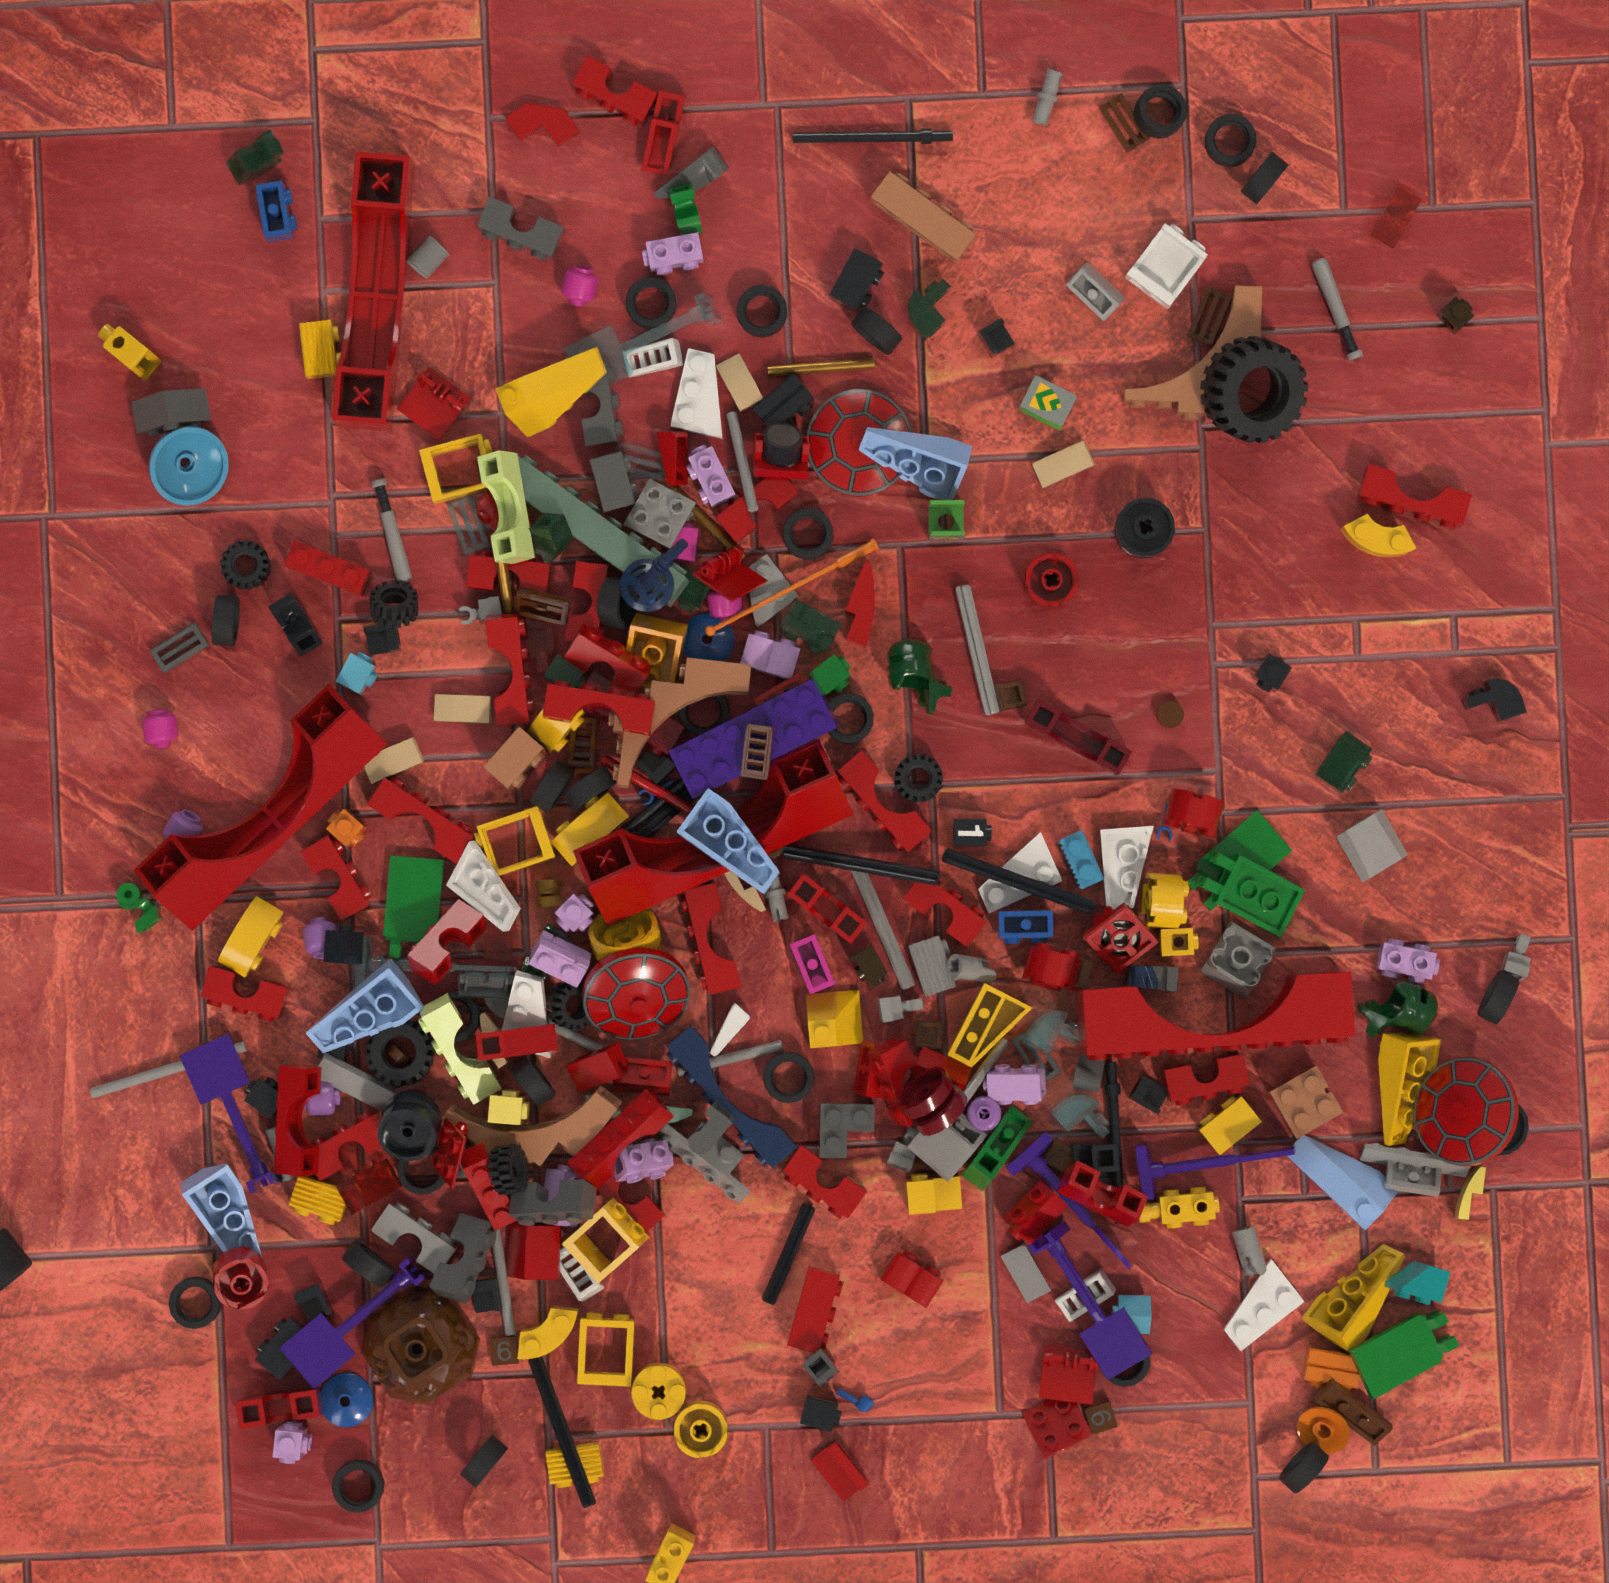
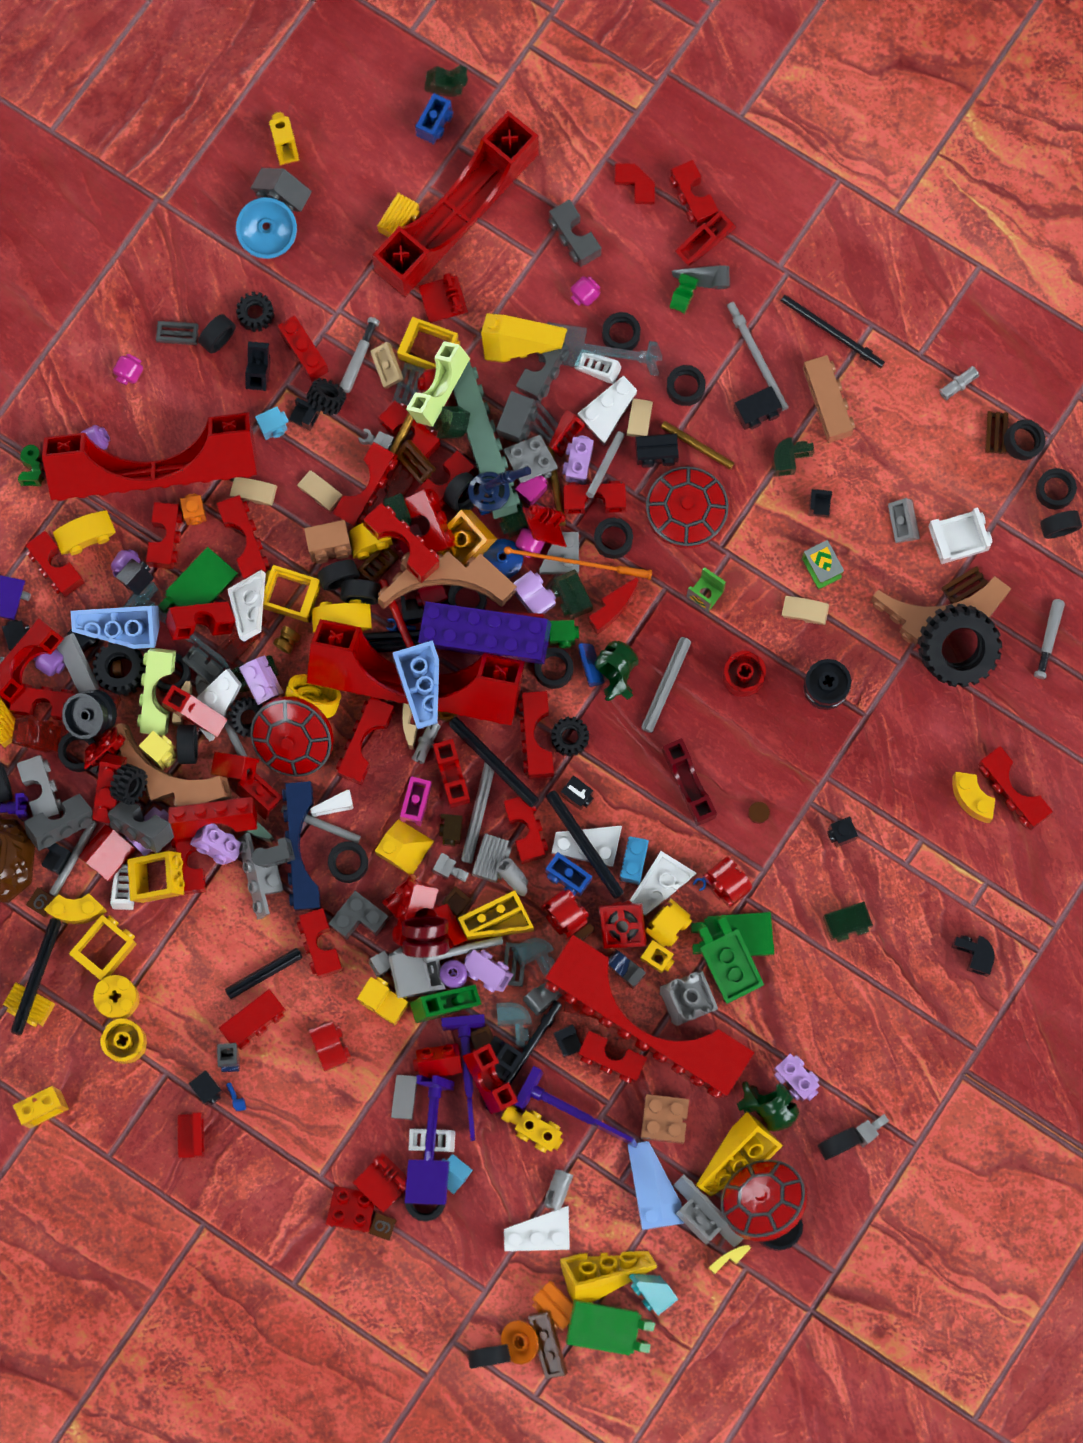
camera: 35 degrees right, 10 degrees down
(427, 257) = (505, 210): light grey piece -> none
(430, 521) = (387, 365): none -> tan plate
(575, 913) = (292, 661): lavender brick -> none
(673, 253) = (657, 312): lavender brick -> none
(761, 729) = (474, 633): reddish brown slope -> none
(767, 199) = (740, 322): none -> light grey bar
(781, 446) = (633, 474): piece -> none
(876, 330) = (748, 445): black tyre -> none
(878, 682) = (588, 658): none -> blue slope
(926, 460) = (720, 545): light blue wedge -> none
(1010, 695) = (666, 727): reddish brown tile -> none
(1228, 1124) = (605, 1098): yellow brick -> none
(1371, 845) = (828, 987): light grey slope -> none

